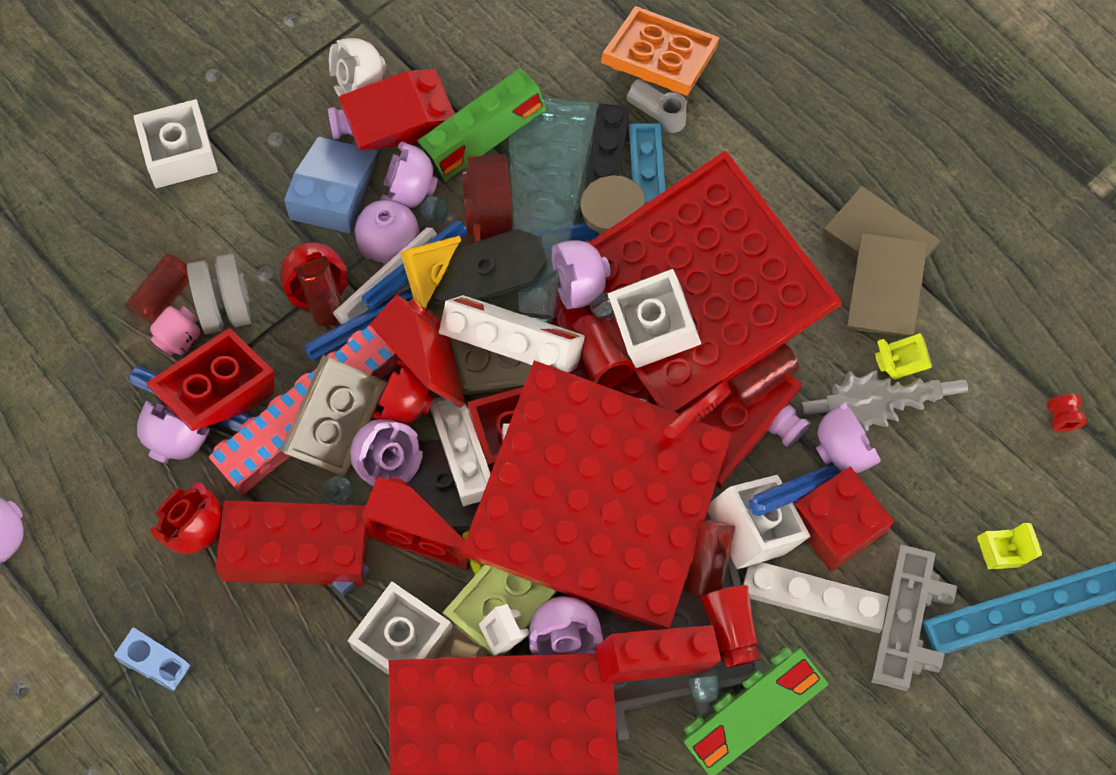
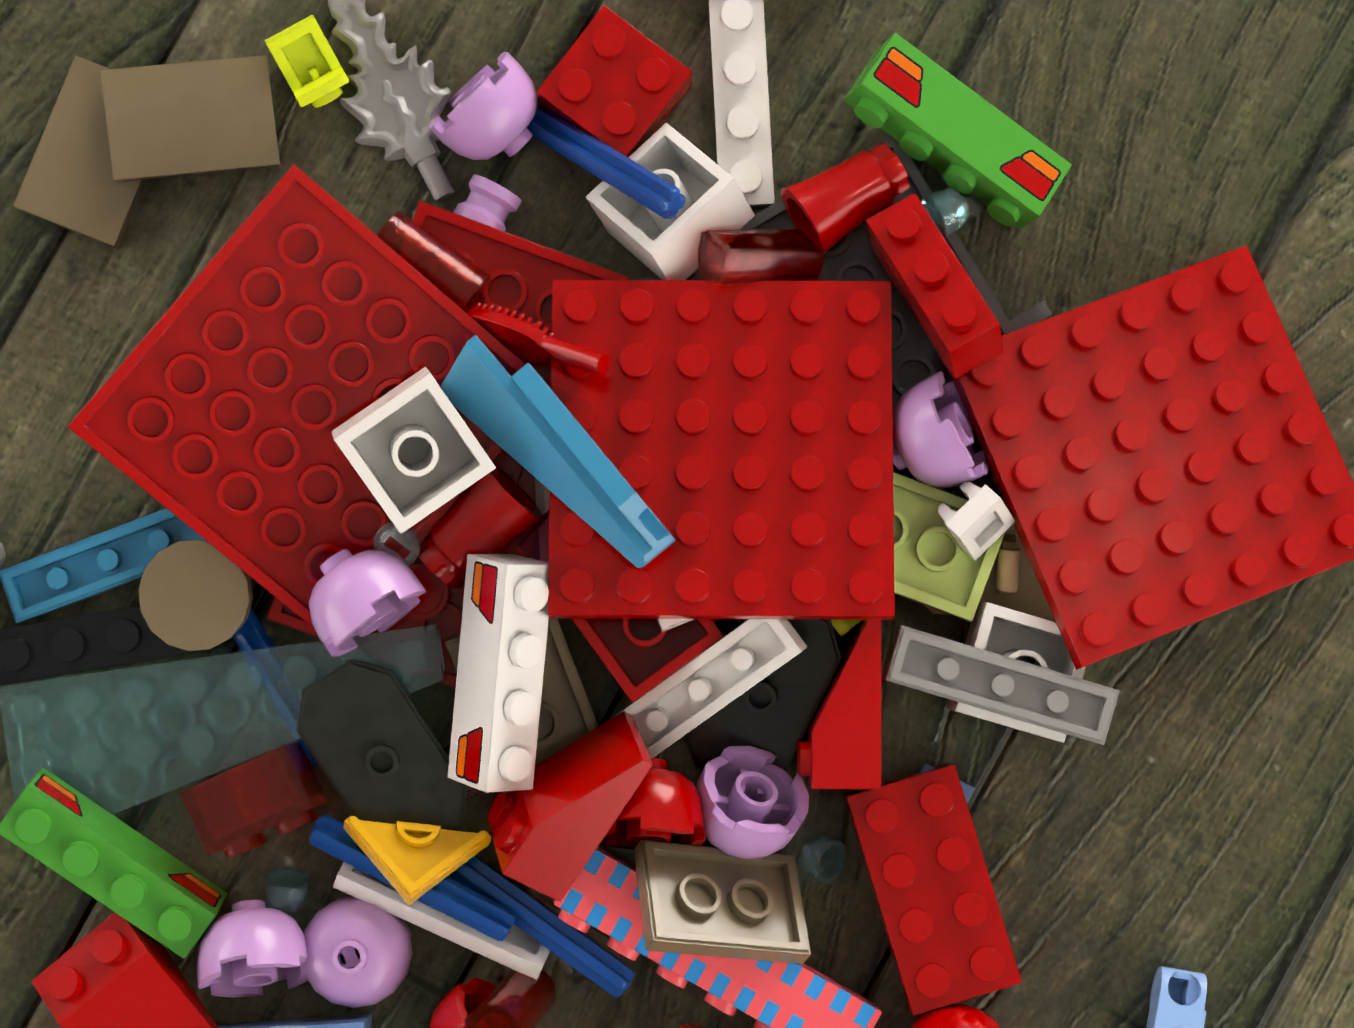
camera: 105 degrees left, 20 degrees up
(396, 612) = (1001, 685): none -> light grey tile
(633, 394) = (554, 447): none -> dark azure wedge

